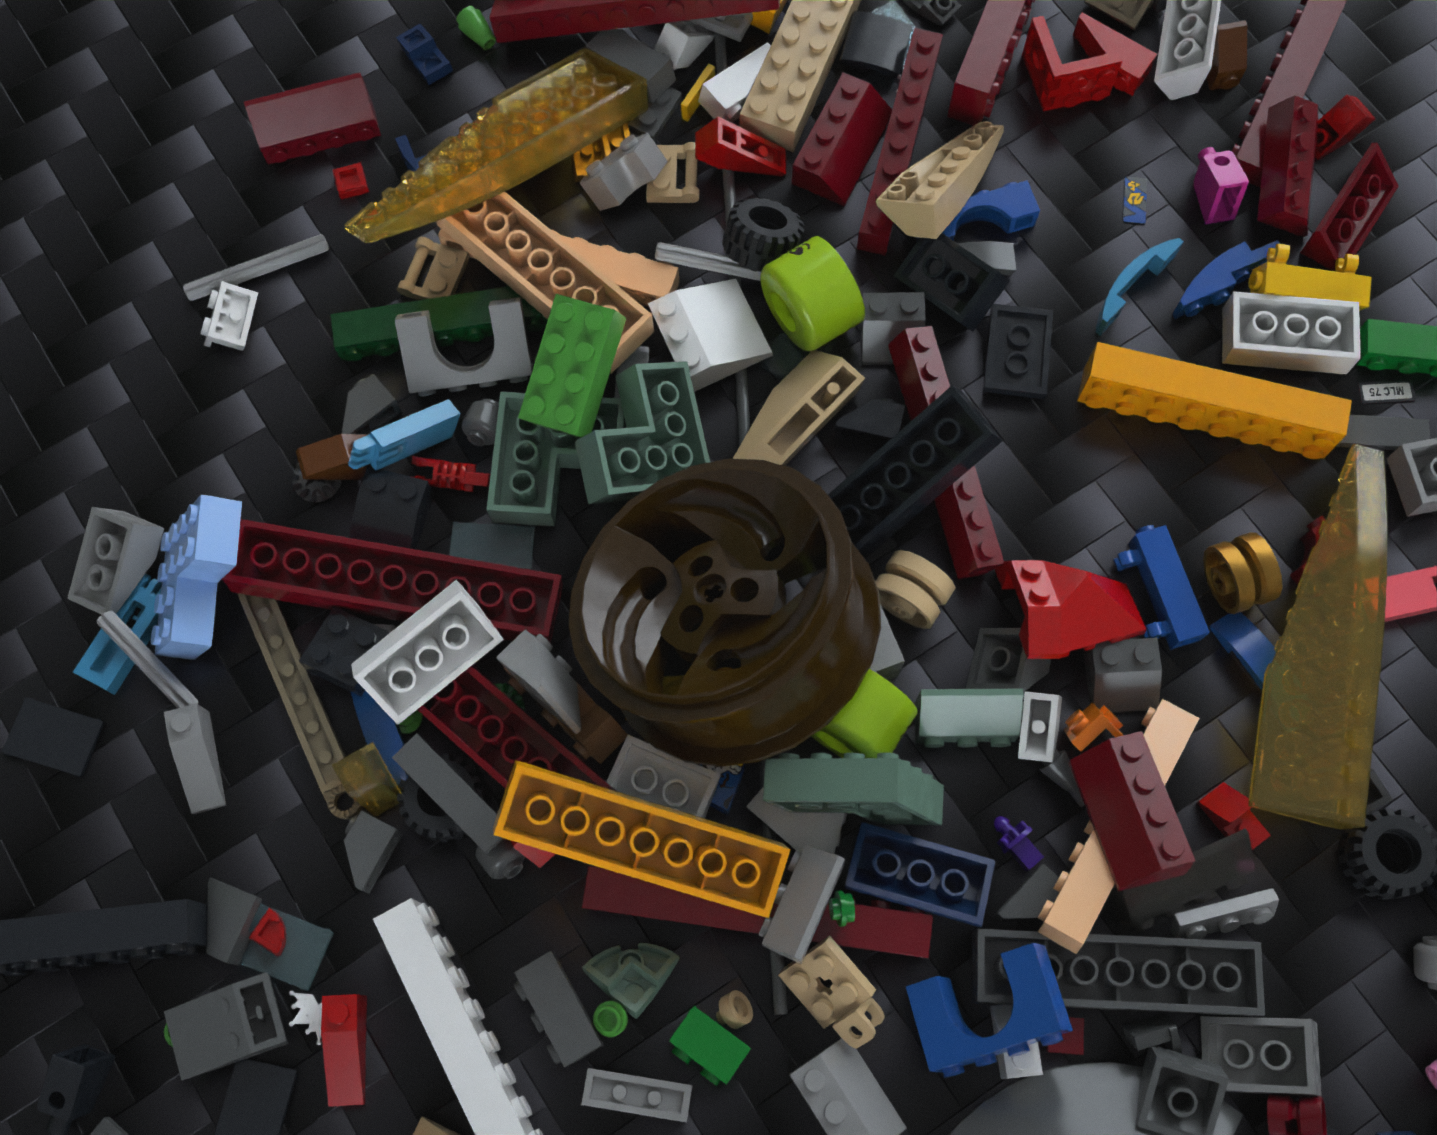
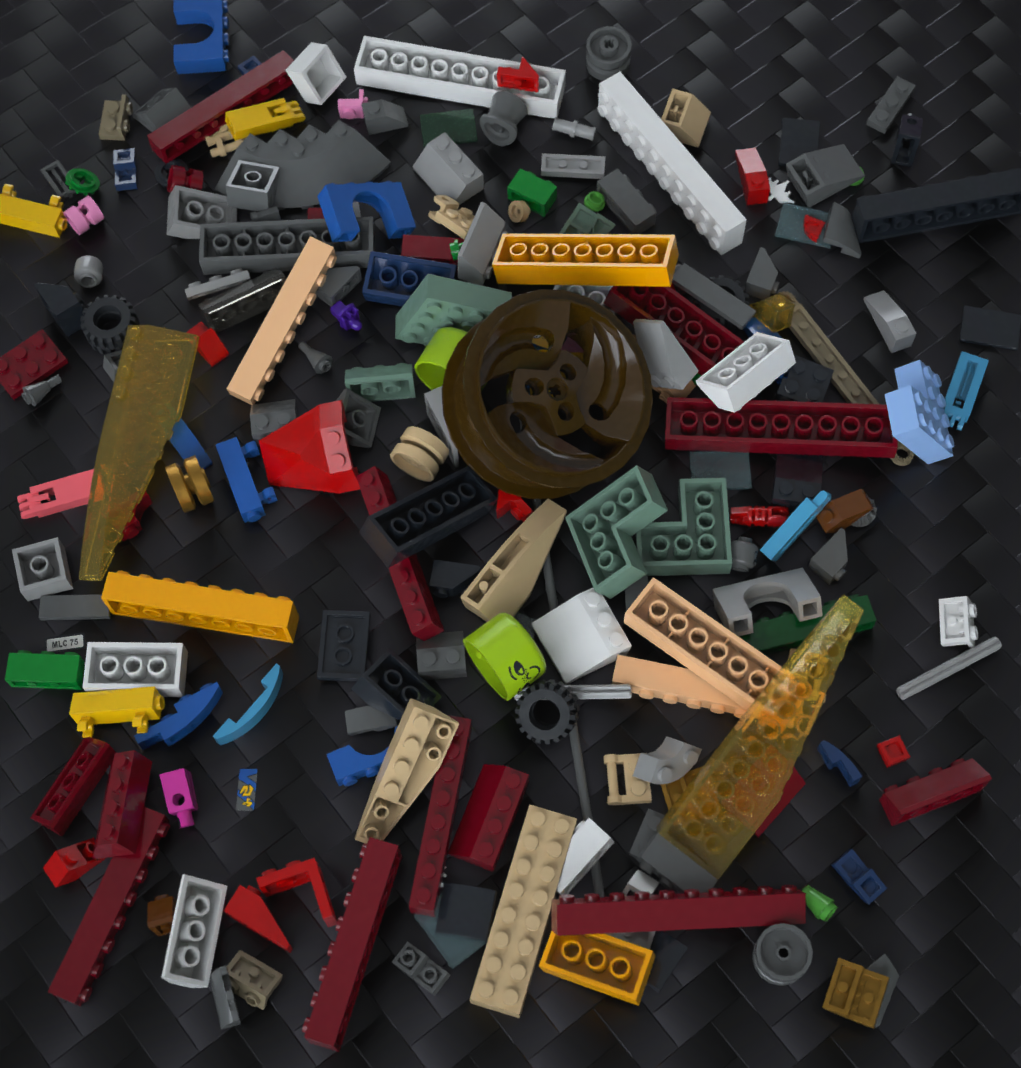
camera: 175 degrees right, 5 degrees down
(113, 559) = (984, 432): light grey slope -> none
(145, 660) = (943, 370): light grey axle -> none
(572, 366) = (678, 562): bright green brick -> none
(691, 102) = (614, 855): yellow piece -> none
(737, 149) = (574, 791): red slope -> none
(1039, 726) = (331, 378): white slope -> none
(1089, 723) = (297, 376): orange bracket -> none
(1131, 812) = (277, 313): dark red slope -> none

